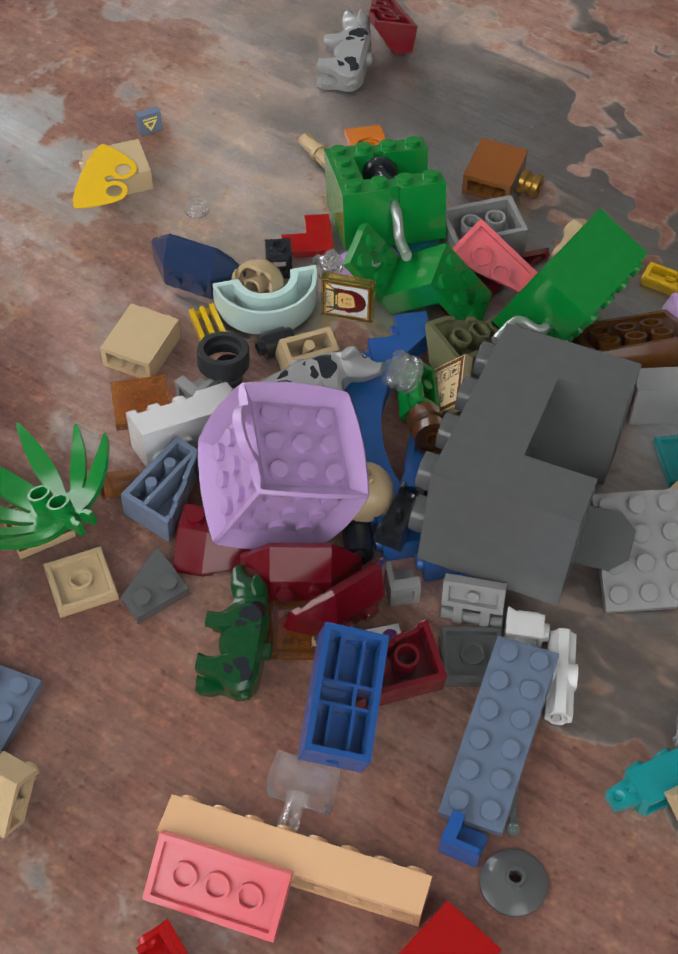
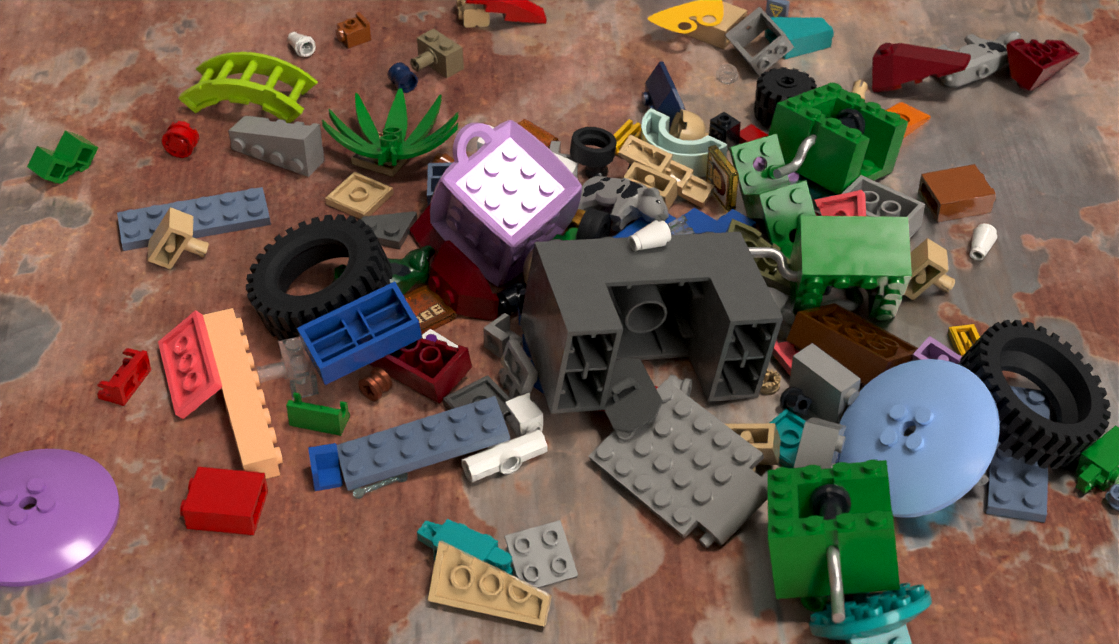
camera: 55 degrees right, 10 degrees down
(140, 342) = (573, 110): tan brick -> none
(166, 150) = (758, 22): none -> light grey window
(197, 132) = (804, 33): none -> teal slope
(251, 736) = (303, 248): none -> black tyre
(279, 191) = (776, 87): none -> black wheel
(285, 324) = (689, 186): none -> tan slope
(321, 93) = (906, 62): none -> dark red wedge
(342, 604) = (451, 309): dark red wedge -> none
(382, 804) = (317, 417): none -> green hinge
(385, 731) = (375, 384): none -> copper wheel
(490, 382) = (651, 236): none -> white cone
(510, 897) = (319, 515): dark grey dish -> none
(530, 183) = (968, 217): pearl gold wheel -> none
(562, 193) = (982, 240): none -> white cone
(654, 426) = (795, 401): none -> black hose

